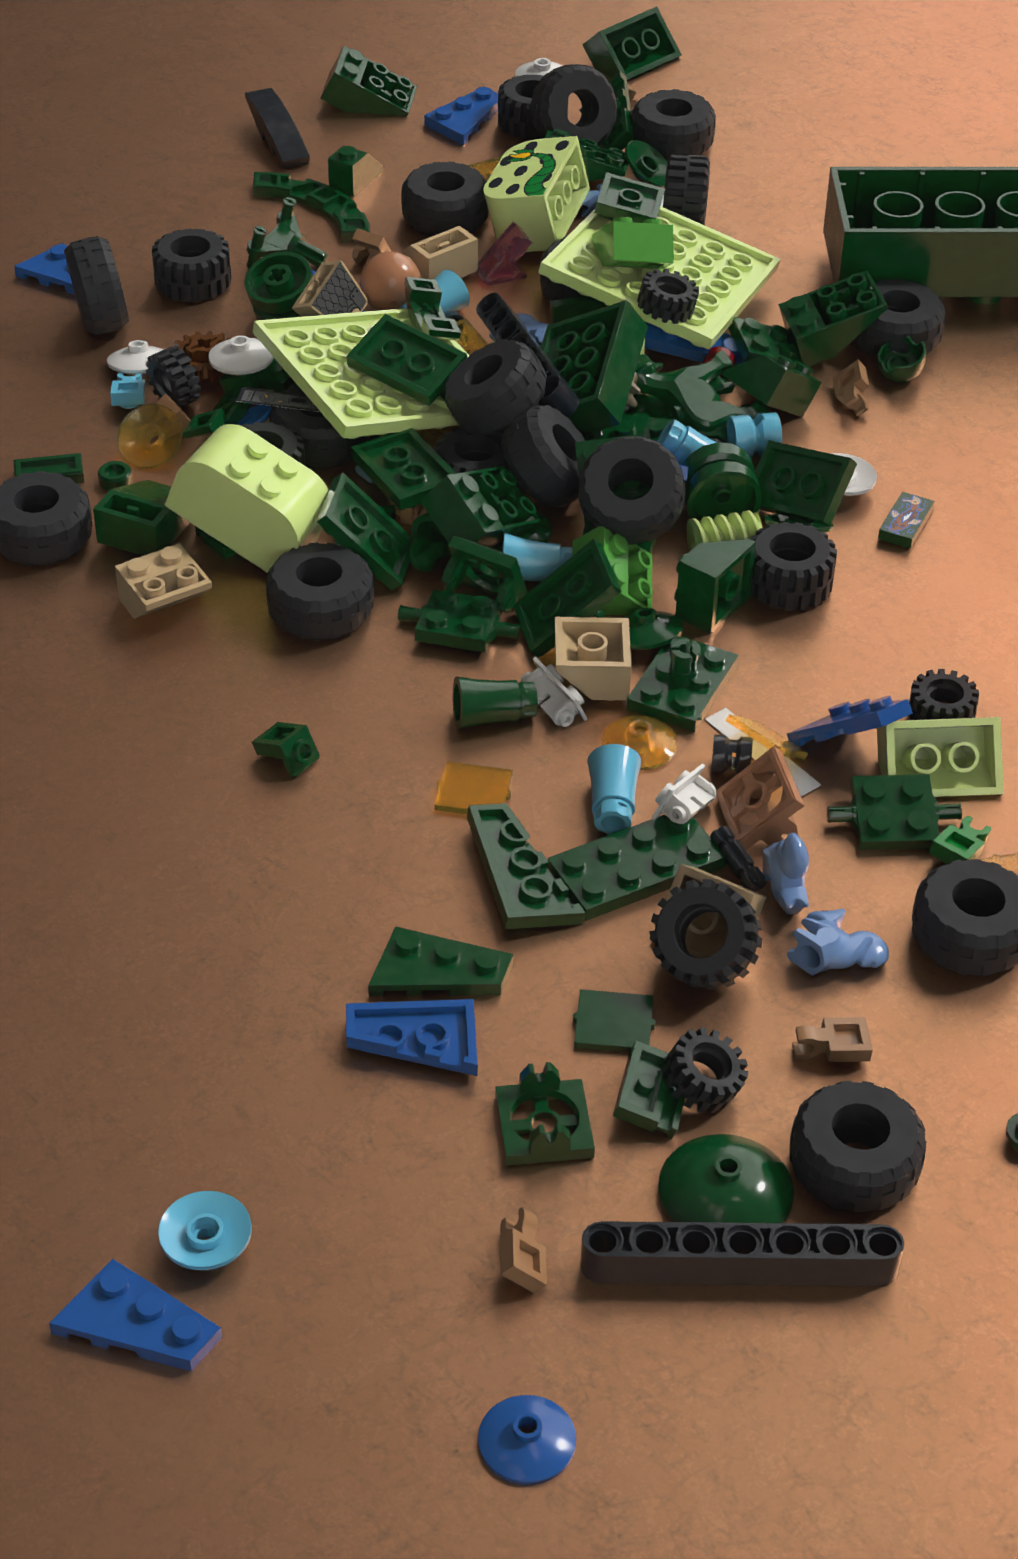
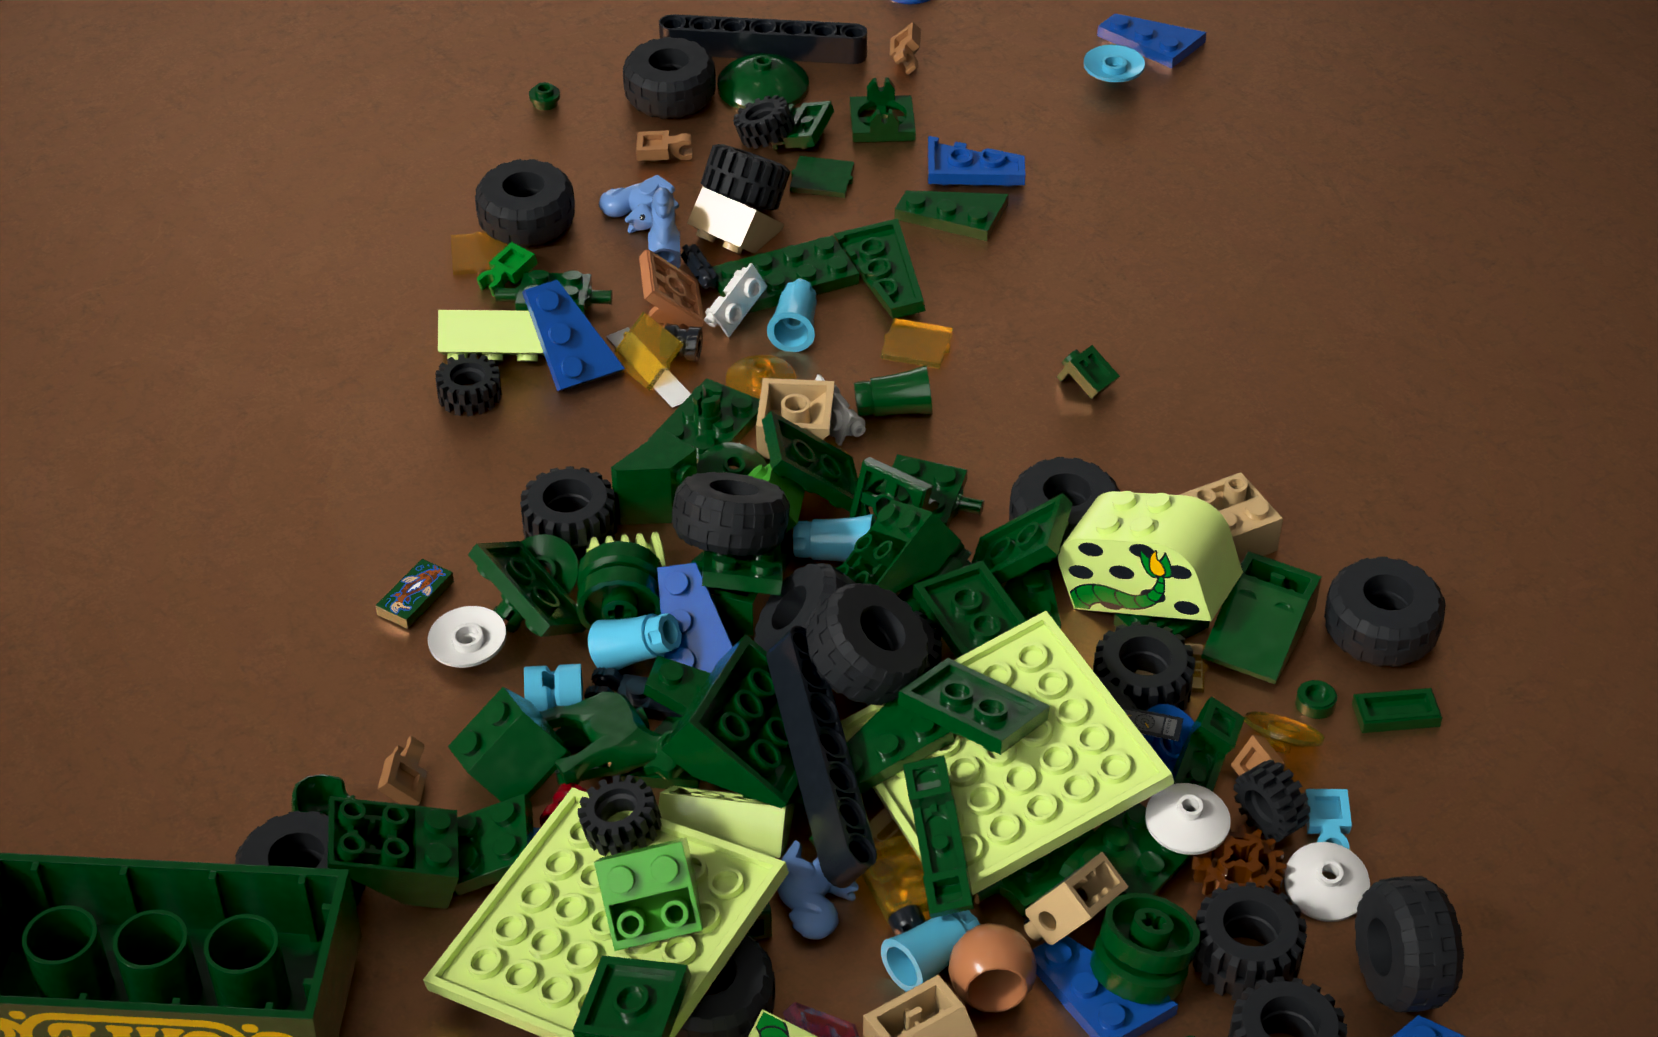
camera: 175 degrees left, 0 degrees up
(207, 304) = (1253, 915): none -> black tyre

